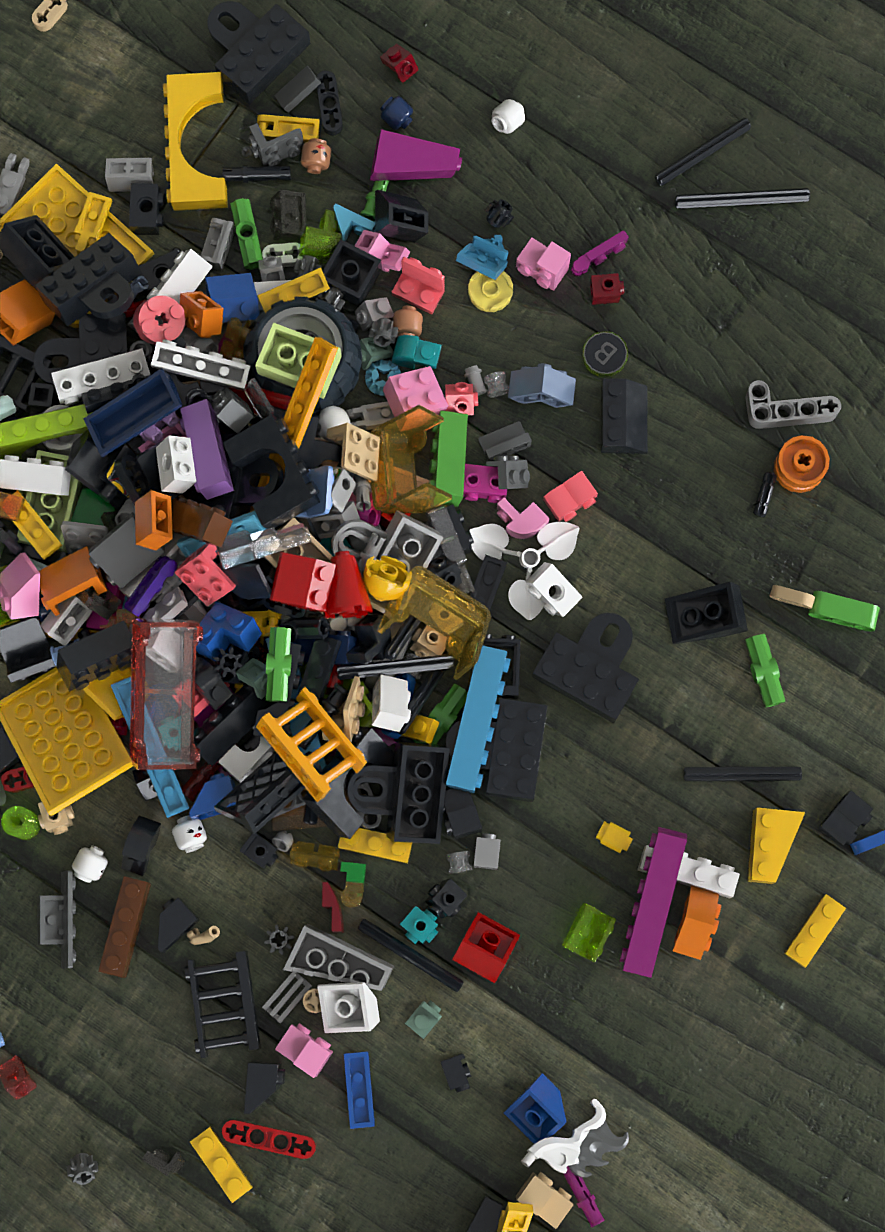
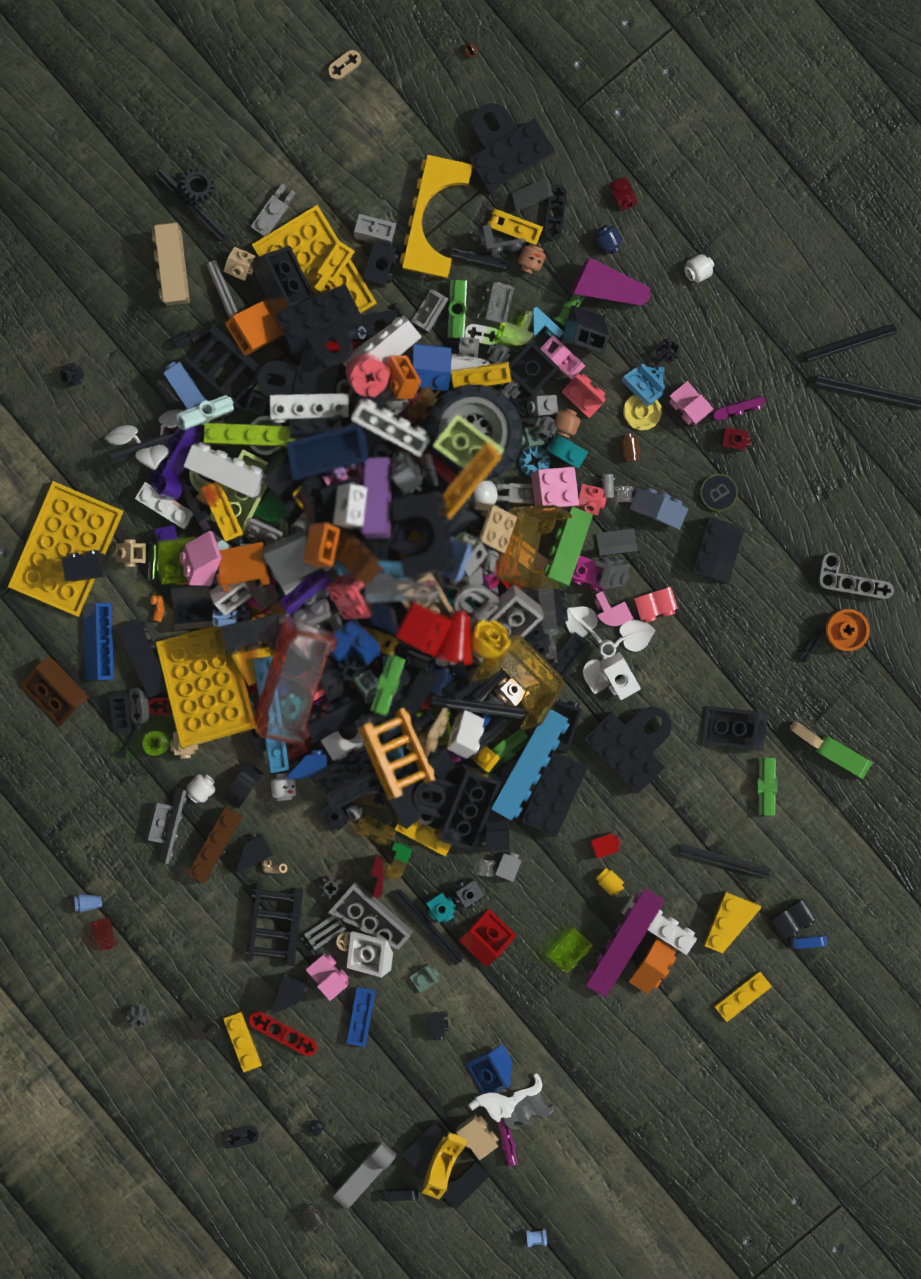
camera: 20 degrees right, 10 degrees up
(488, 331) = (629, 448): none -> reddish brown brick
(595, 794) = (605, 845): none -> red brick

